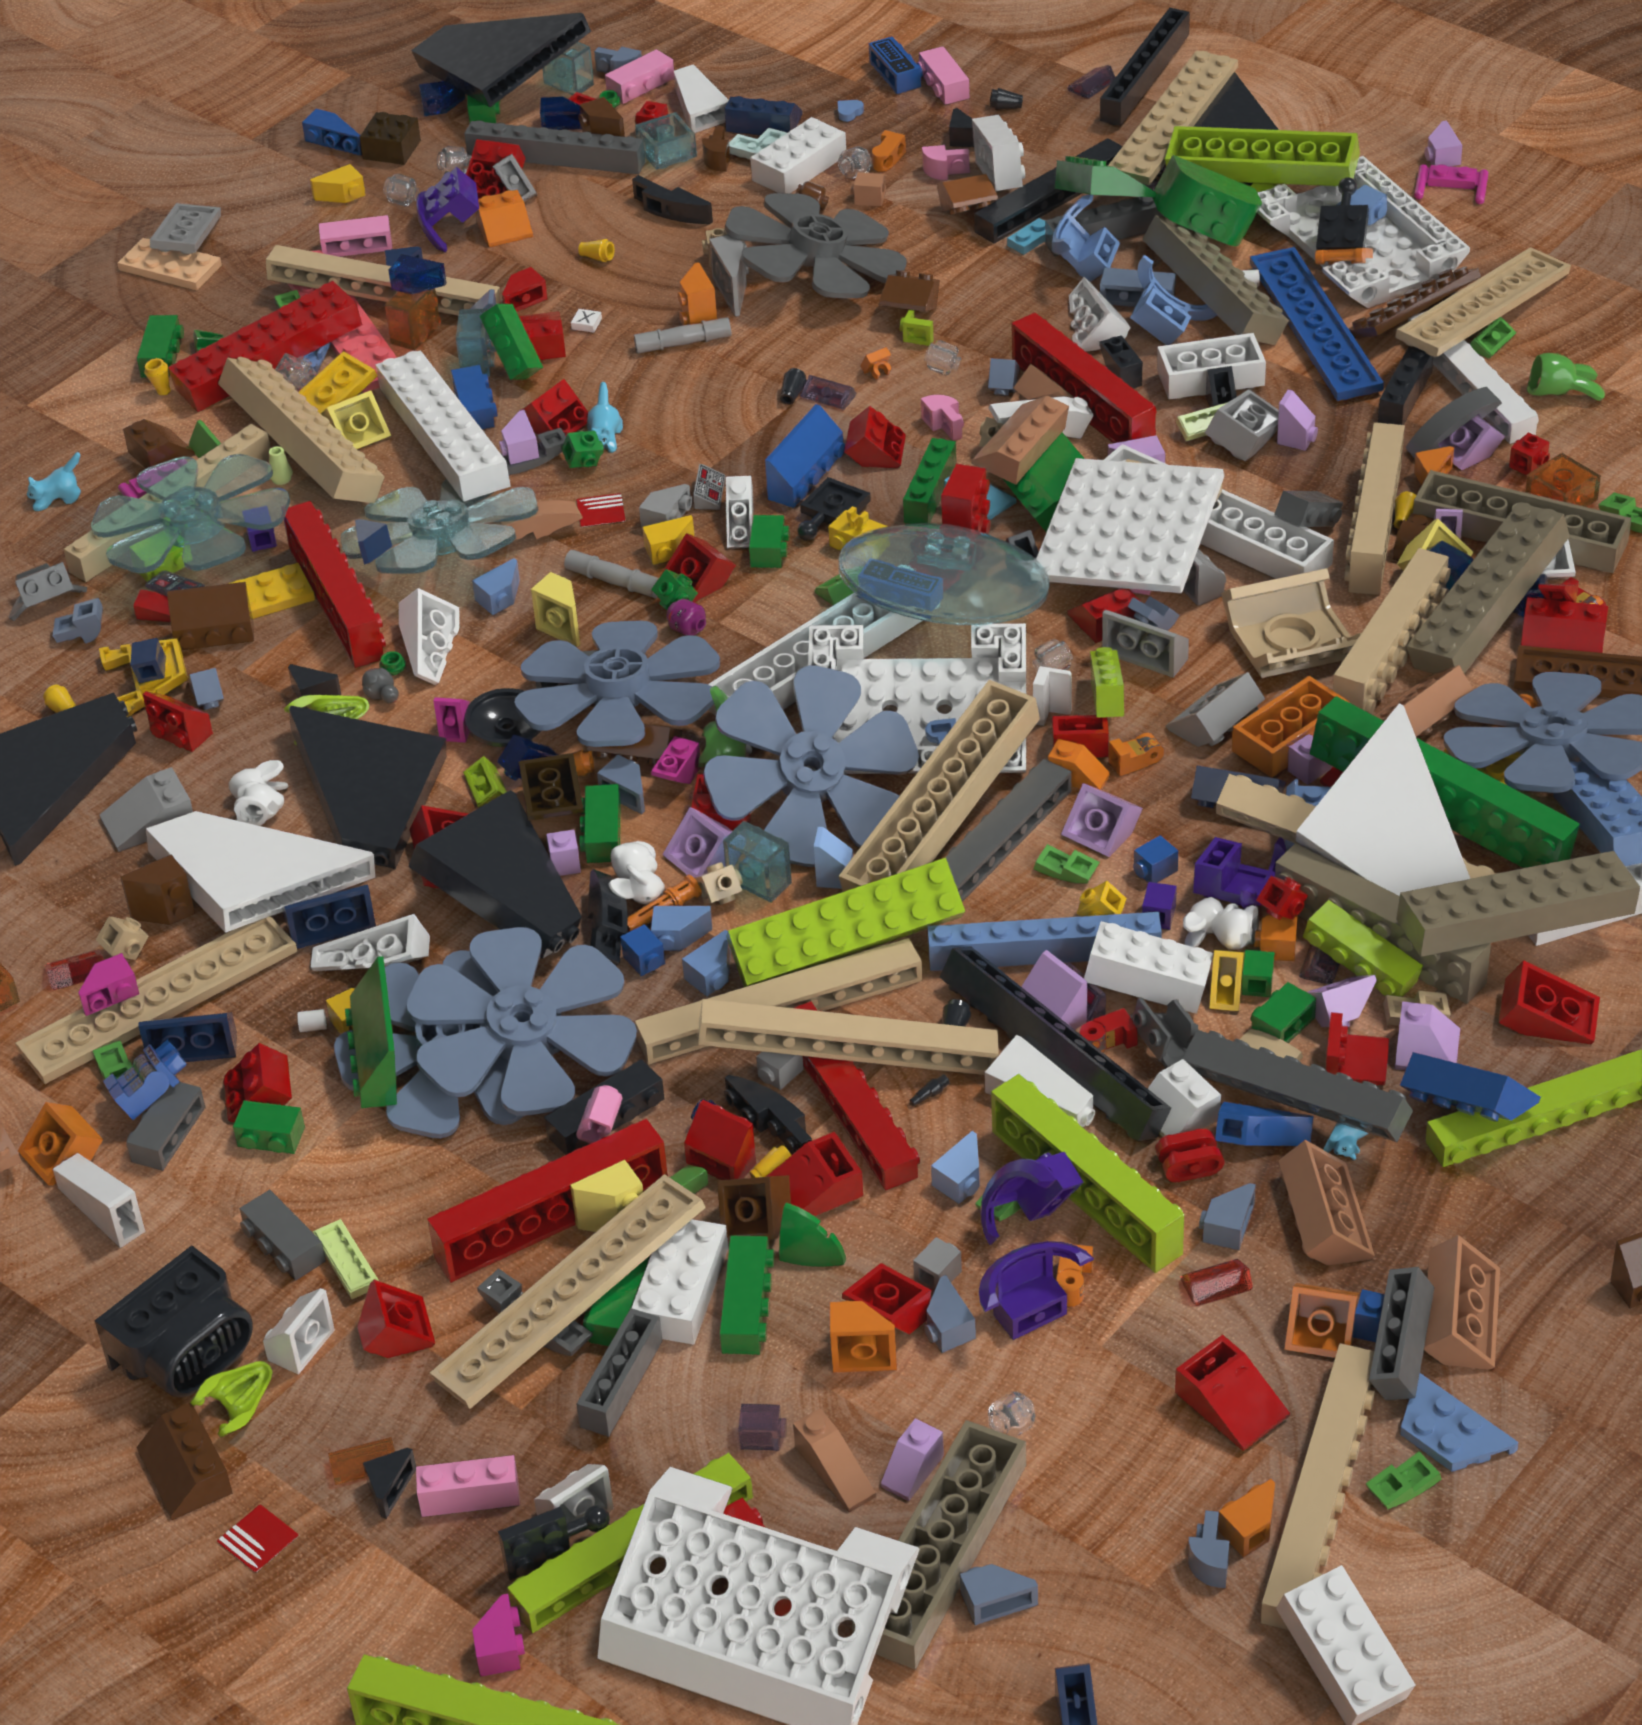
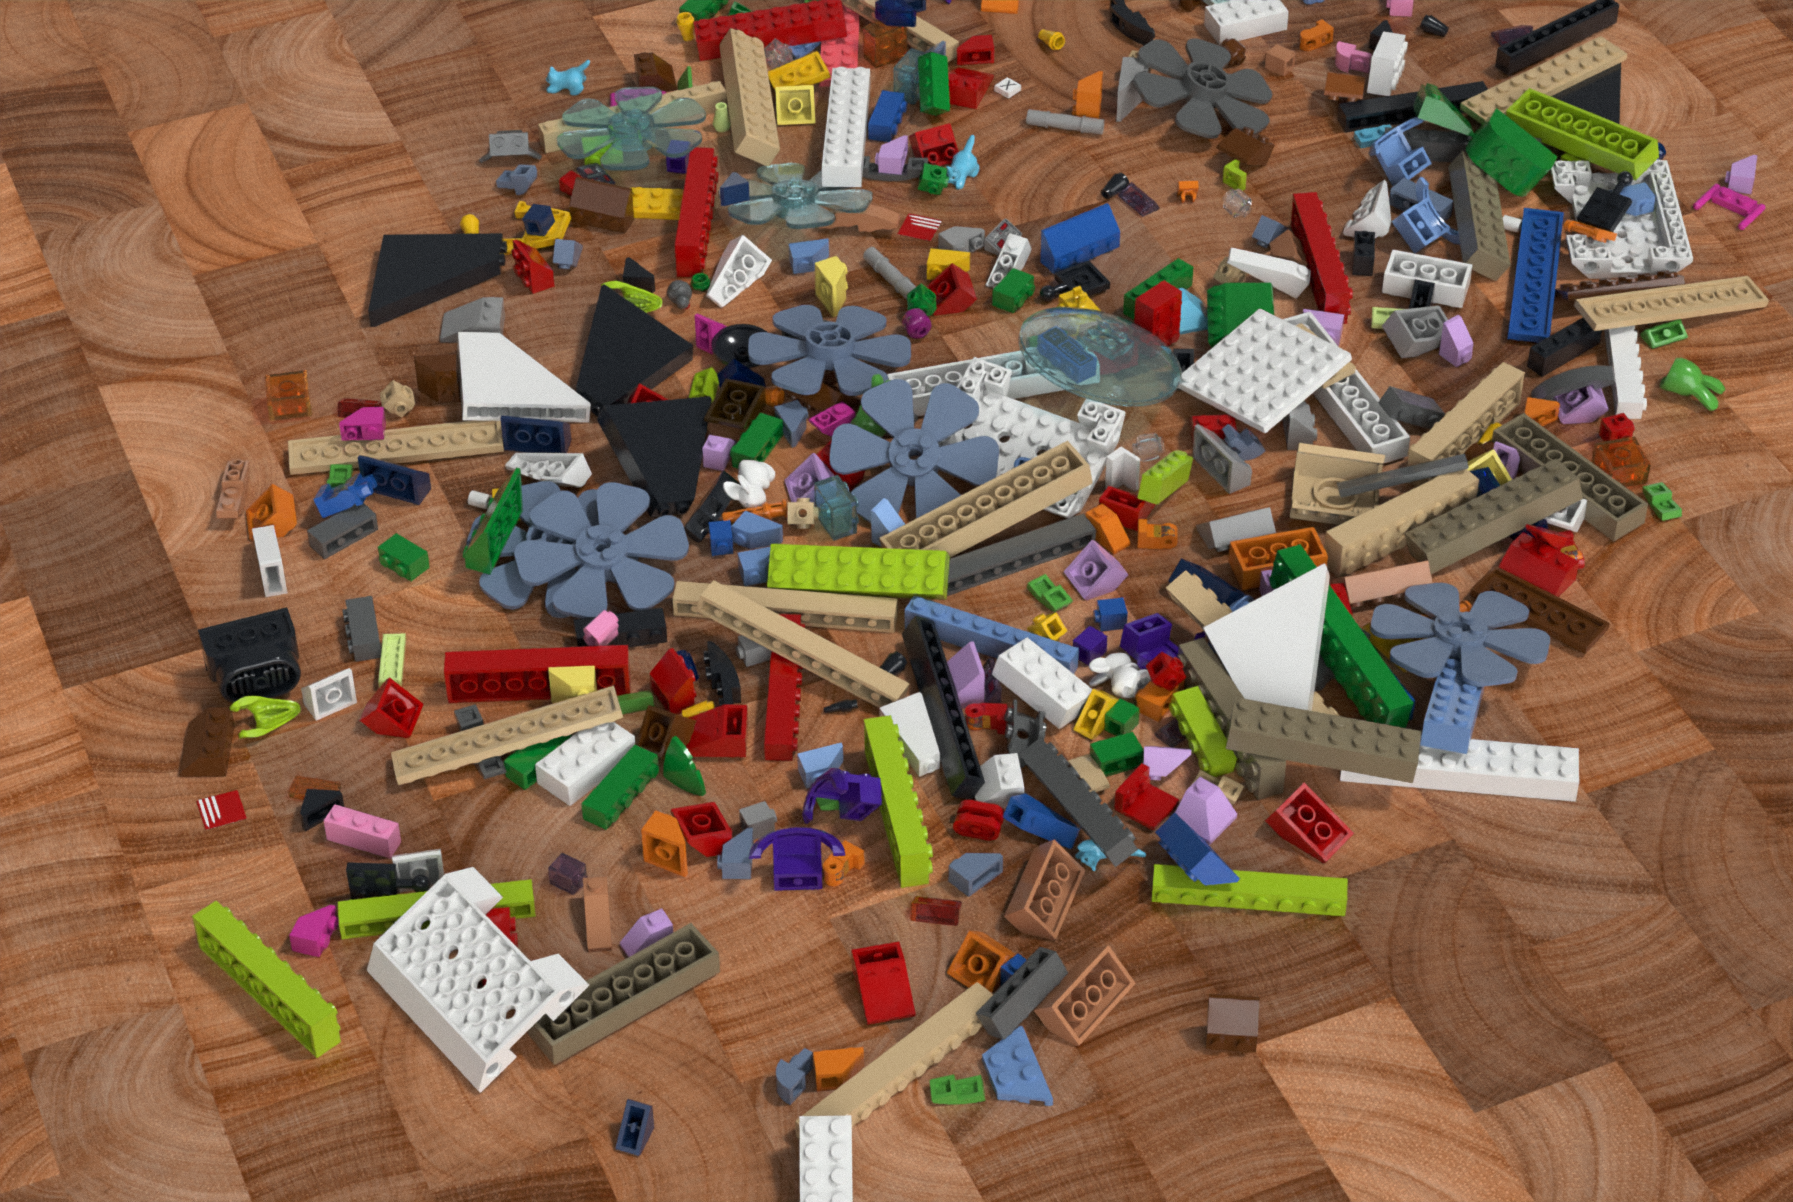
camera: 25 degrees right, 0 degrees up
(257, 795) = (546, 337): white animal -> none
(257, 1078) = (418, 523): red slope -> none
(619, 1372) = (503, 801): dark grey brick -> none
(854, 161) = (1284, 35): clear head -> none
(875, 440) = (1142, 246): red slope -> none
(943, 413) = (1206, 244): bright pink brick -> none
(996, 1592) = (636, 1040): sand blue slope -> none
(1011, 1414) = (731, 935): clear head -> none
(1023, 438) = (1234, 282): nougat slope -> none
(1361, 583) = (1402, 475): none -> dark grey tile

